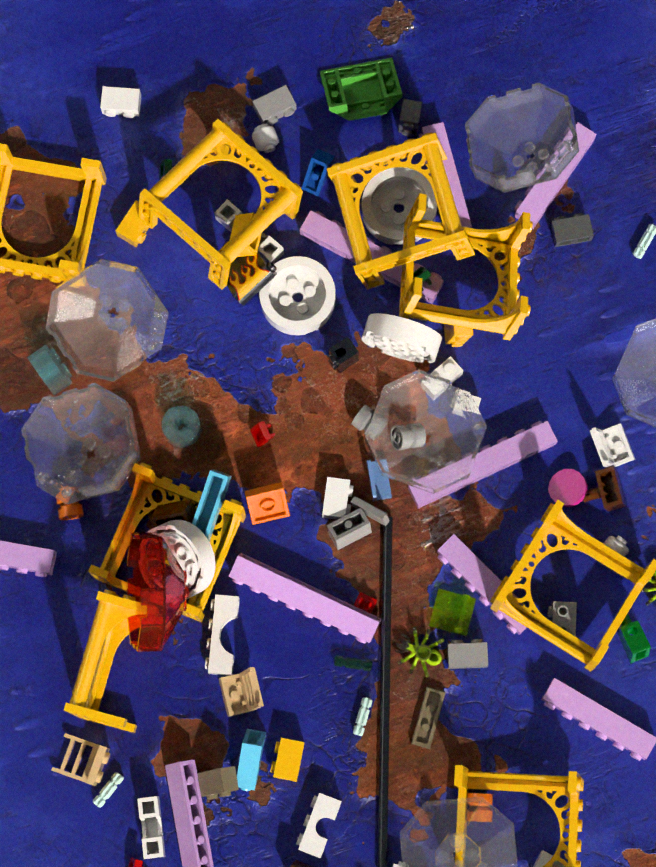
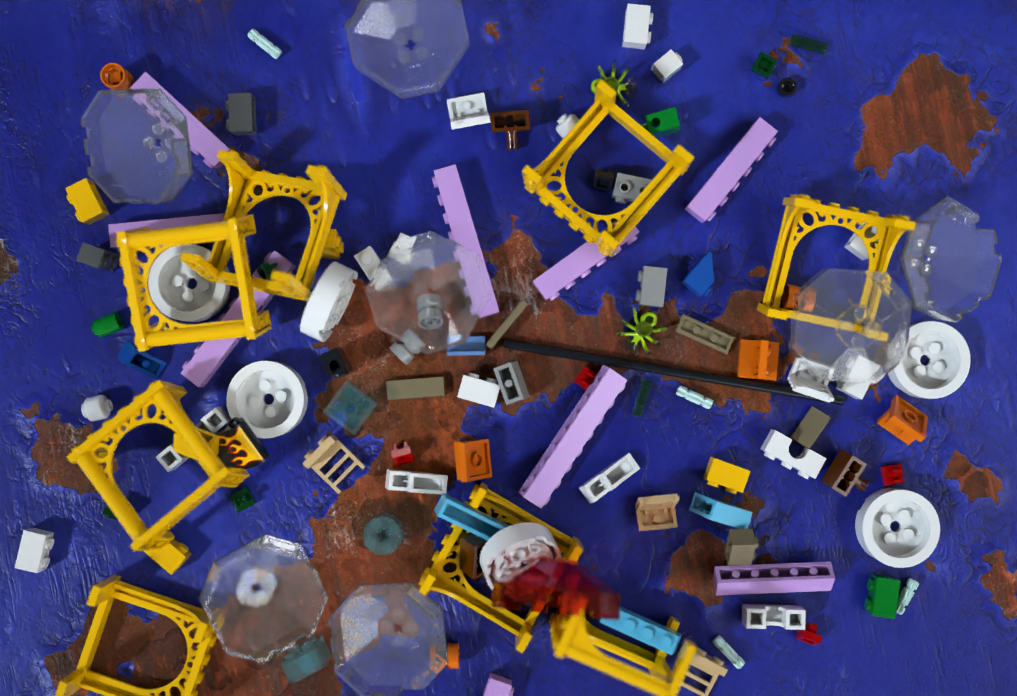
camera: 85 degrees left, 10 degrees up
(124, 688) = (645, 630): none -> medium azure brick
(196, 287) = (242, 499): none -> dark green tile
(225, 609) = (620, 527): white arch -> none
(237, 450) = (416, 481): none -> white slope
(252, 357) = (327, 449): none -> tan plate
(268, 641) = (609, 478): none -> white slope
(274, 105) = (64, 393): light grey brick -> none
(301, 376) = (351, 407): none -> clear light blue brick
(329, 437) = (415, 388): none -> dark tan tile
(346, 135) = (107, 325): none -> green brick
(349, 840) = (810, 427): none -> dark tan slope
(362, 89) = (60, 301): bright green slope -> none
(370, 510) = (496, 359): light grey tile -> none
(392, 824) = (805, 383): none -> white plate
(406, 516) = (506, 324): none -> dark tan tile
(410, 776) = (758, 359): none -> orange bracket
(452, 612) = (606, 294): clear neon green hinge -> none
(462, 99) = (86, 201): none -> yellow brick
(485, 704) = (701, 276): none -> blue slope
(566, 590) = (603, 180): none -> black tile
(568, 487) = (502, 162): dark pink tile -> none
(585, 108) = (116, 77): none -> orange wheel

